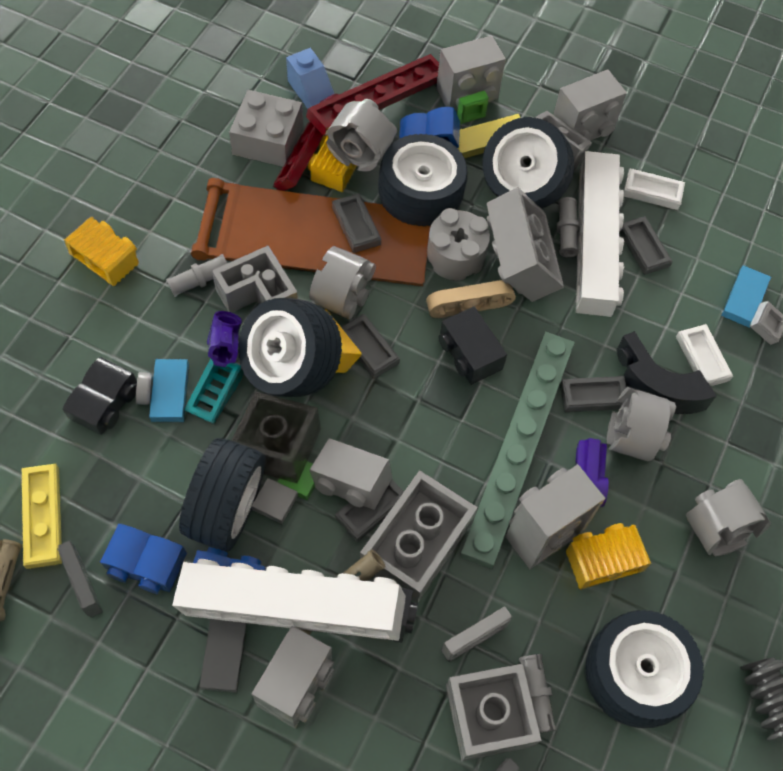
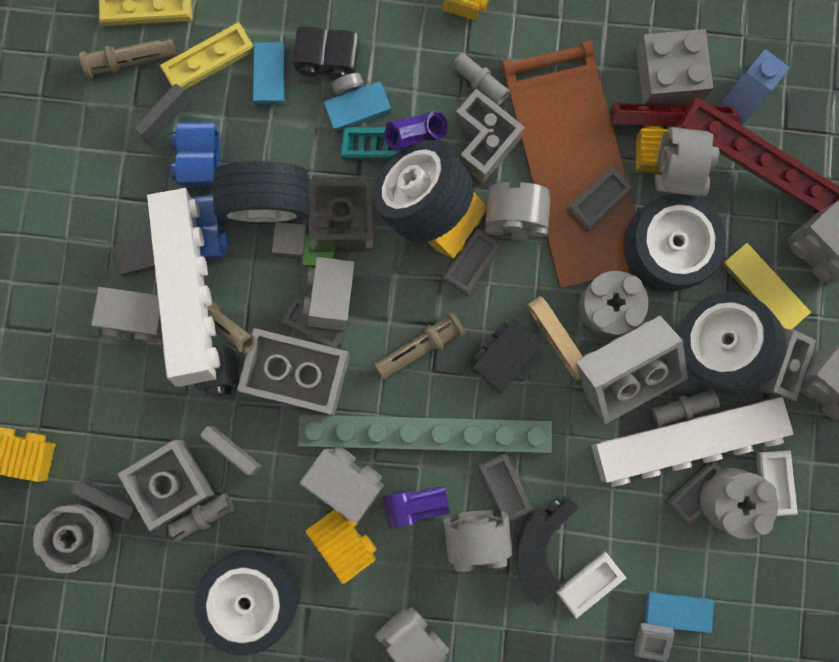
camera: 75 degrees right, 20 degrees up
(91, 459) = (269, 73): none -> dark azure tile
(428, 402) = (434, 337): none -> dark tan pin
(437, 122) = (744, 230): blue brick -> none
(472, 107) = (796, 261): bright green tile -> none
(665, 213) = (756, 505): none -> light grey brick

